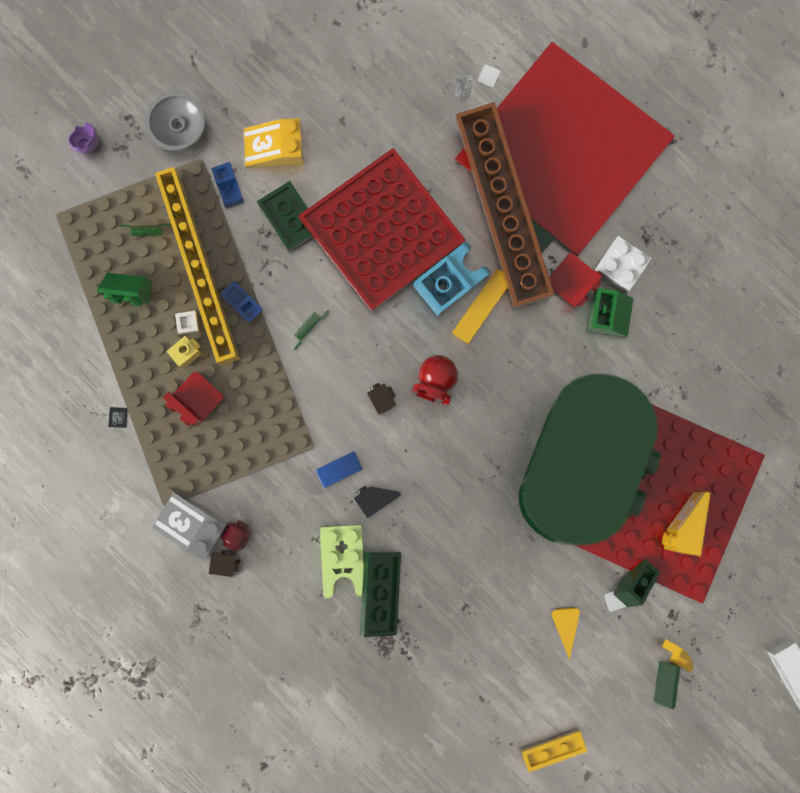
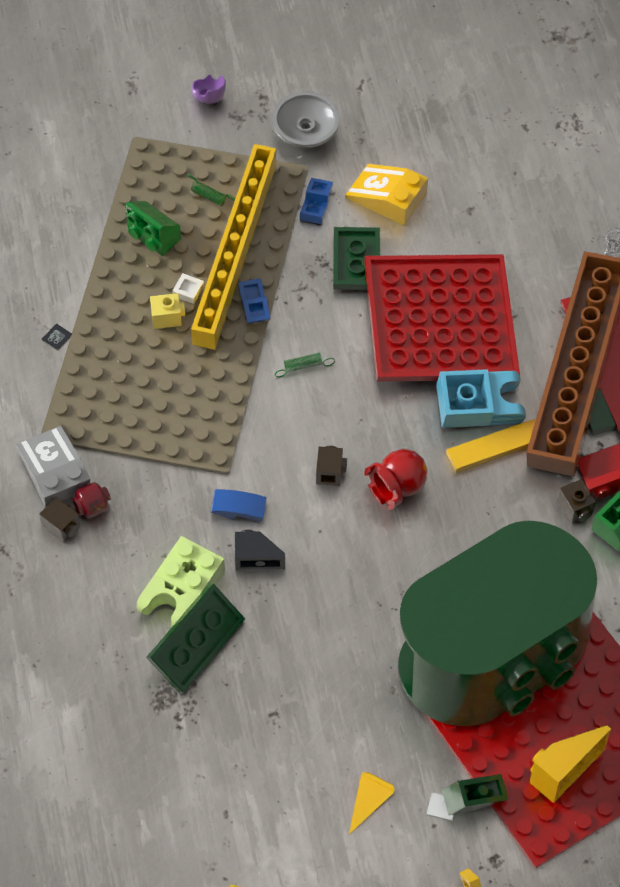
camera: 30 degrees right, 25 degrees down
(194, 399) = (143, 356): red bracket -> none
(567, 317) = (576, 501): none -> dark brown brick

